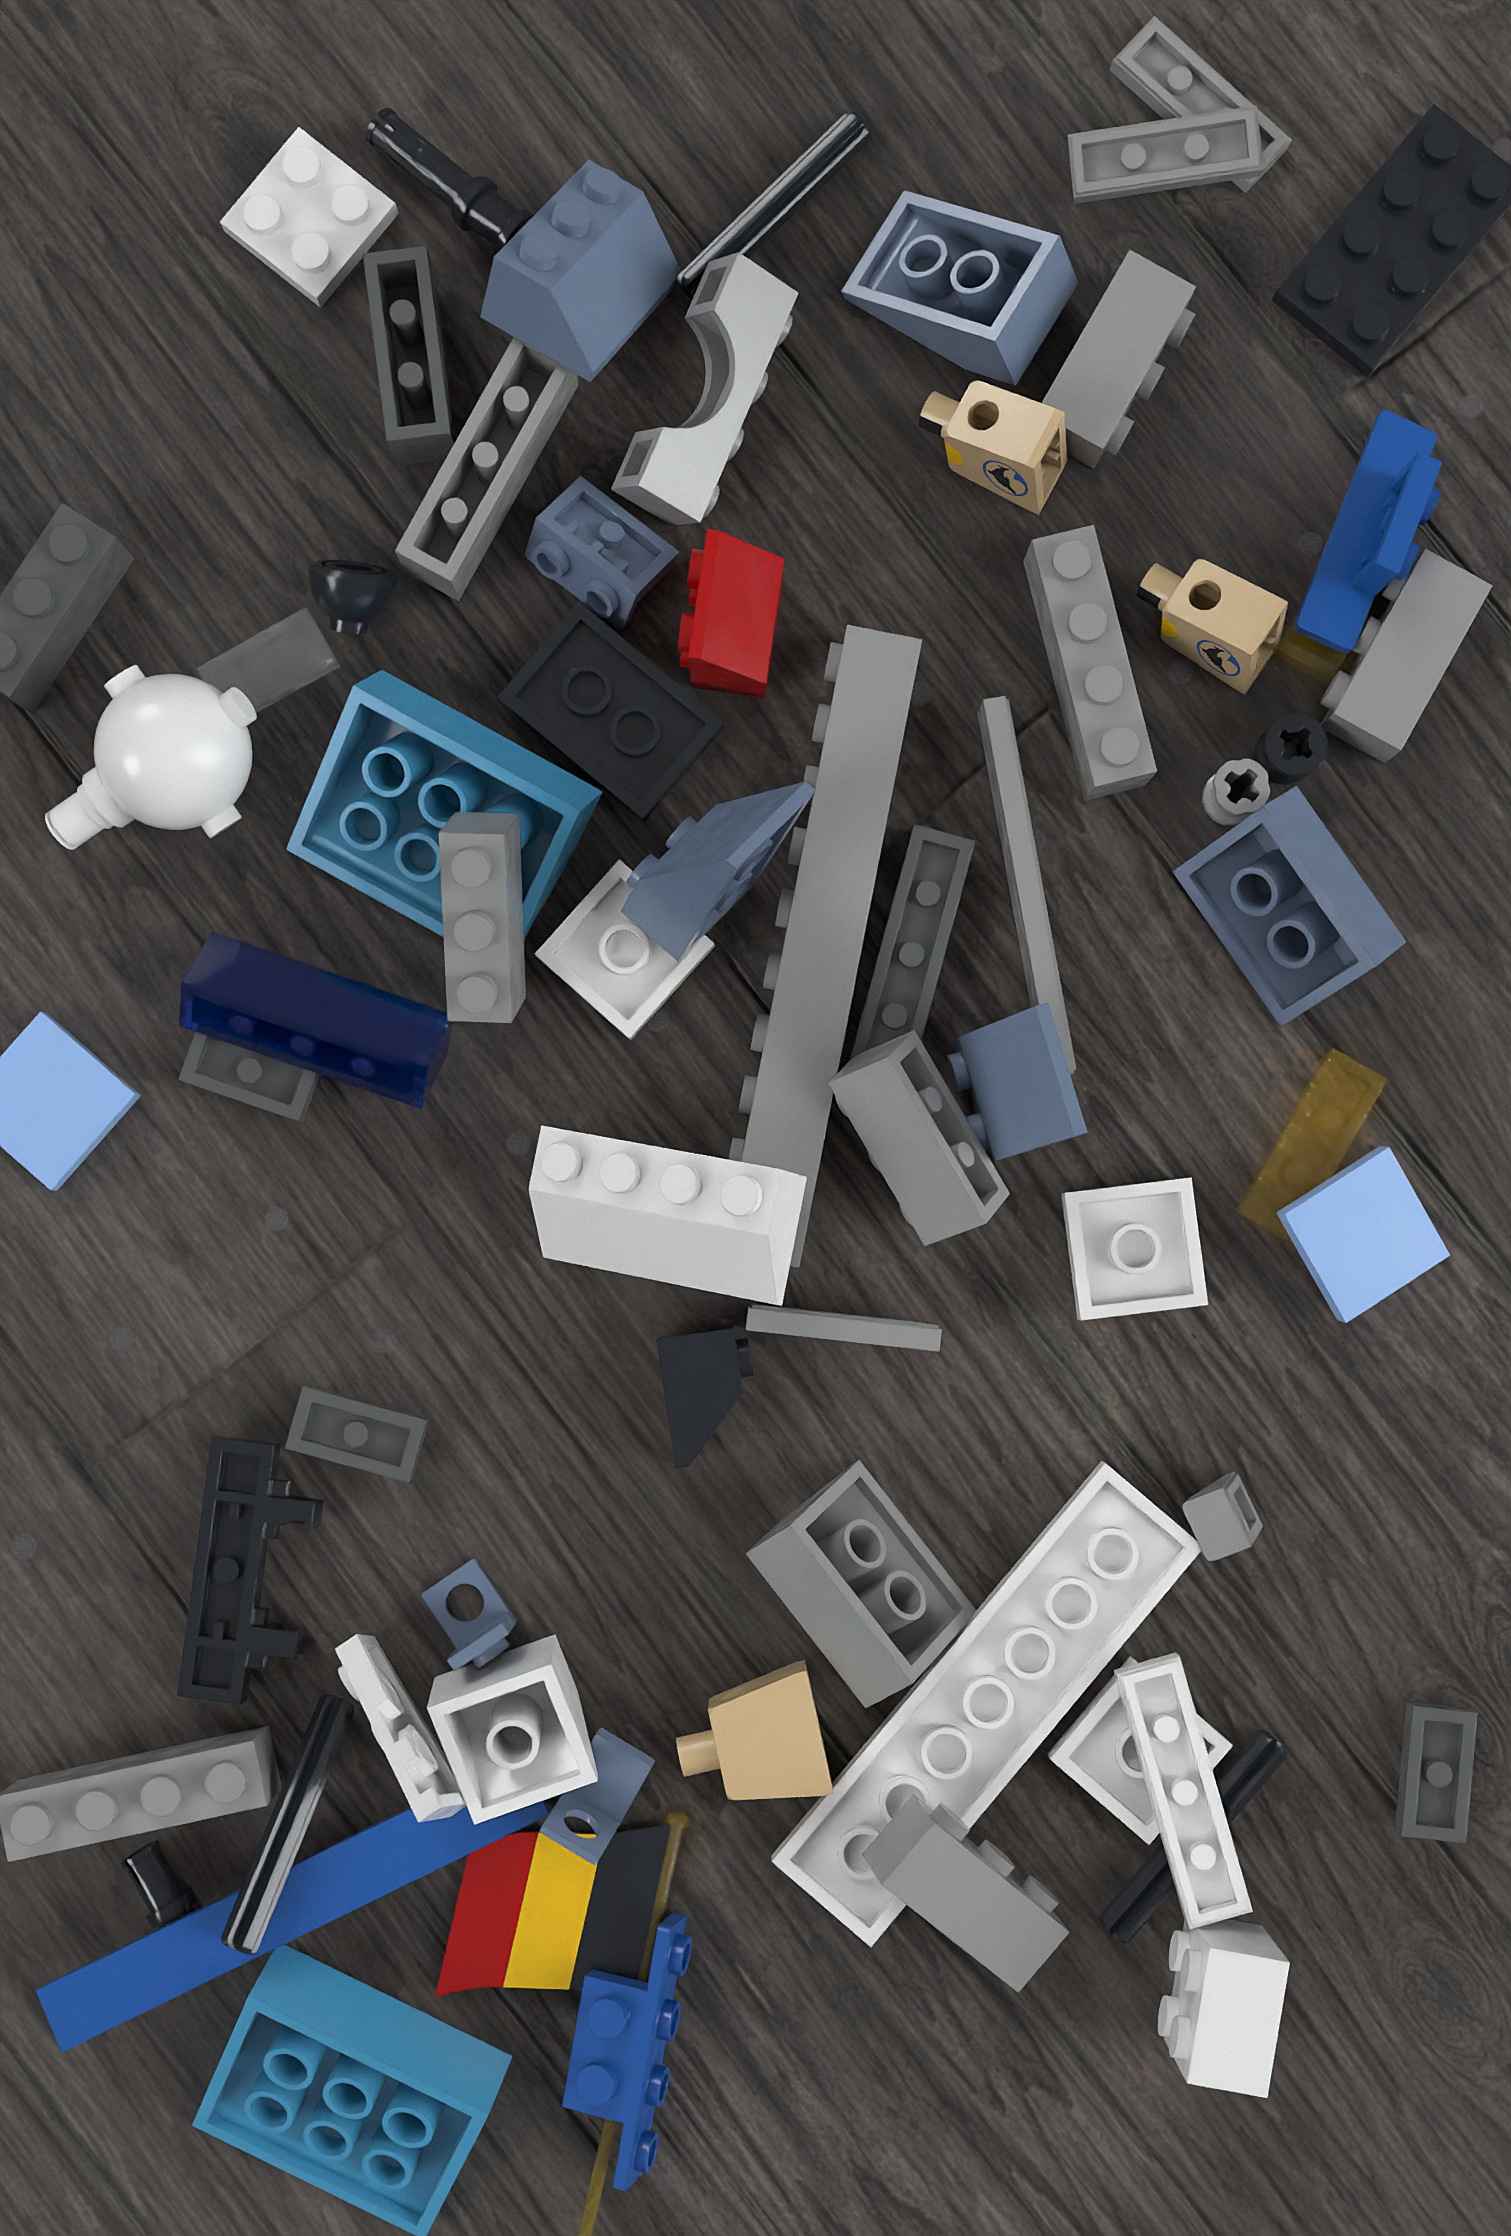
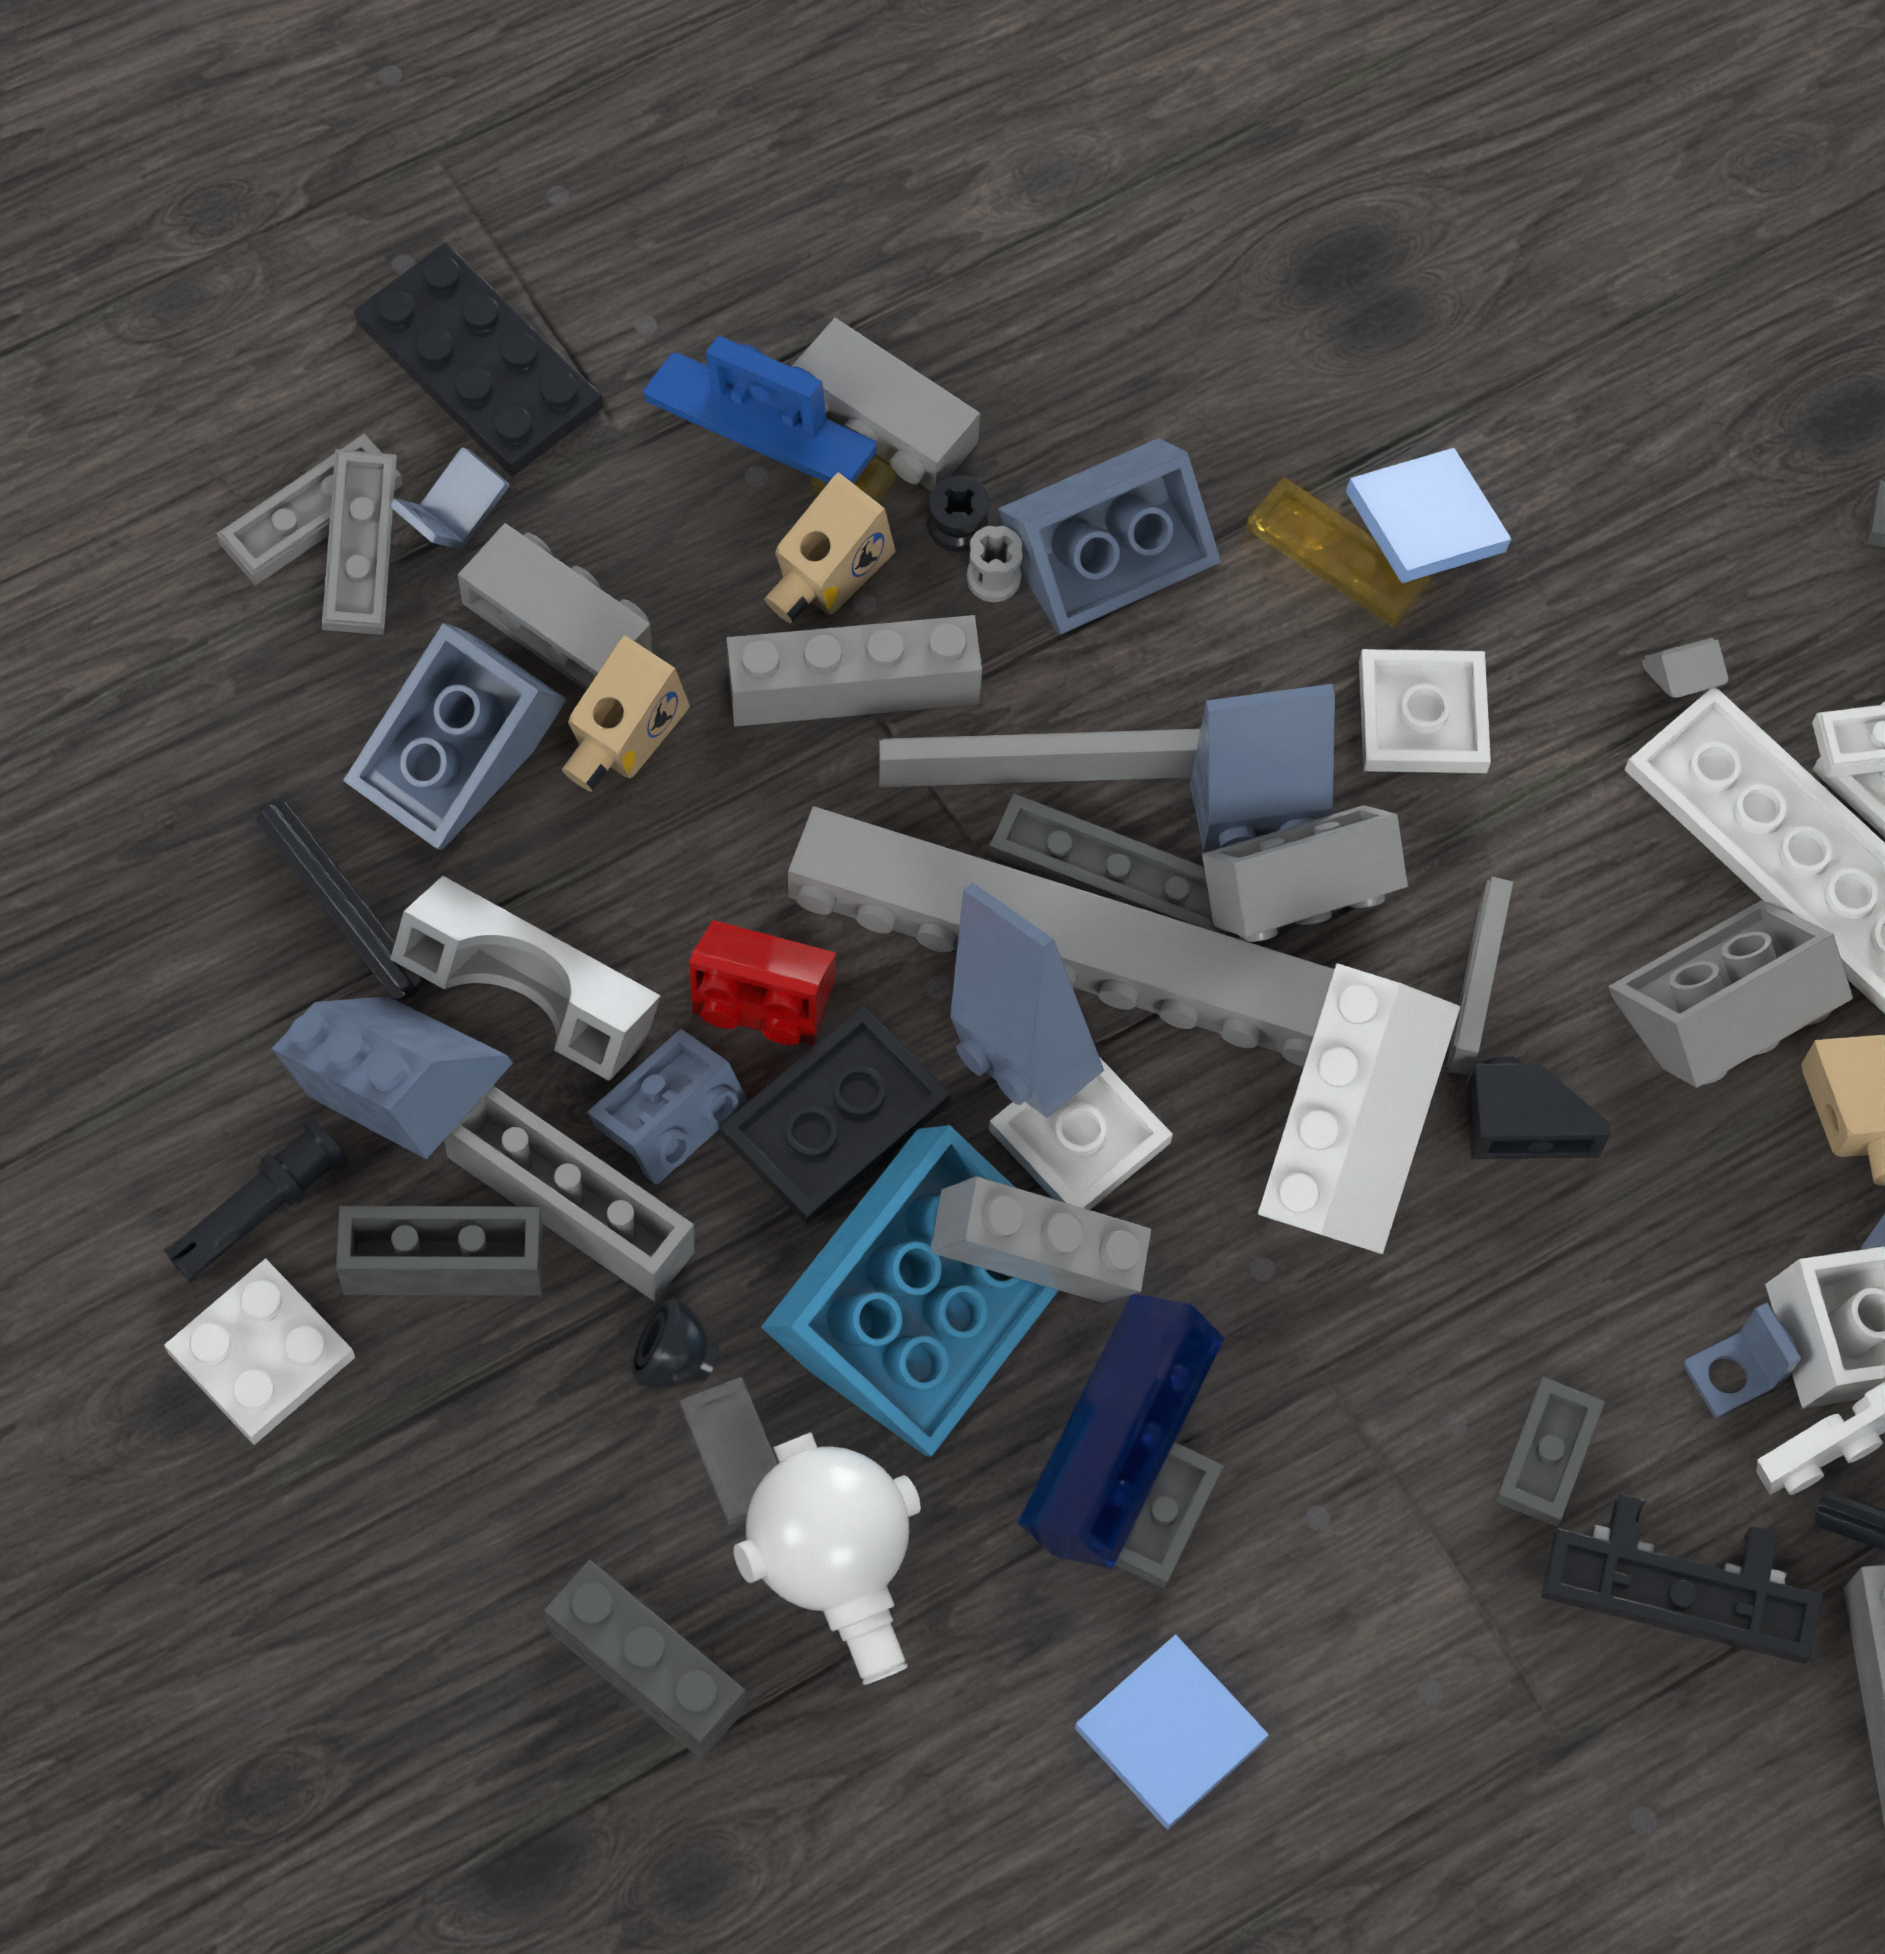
camera: 85 degrees left, 20 degrees down
(1218, 241) = (456, 501): none -> bracket

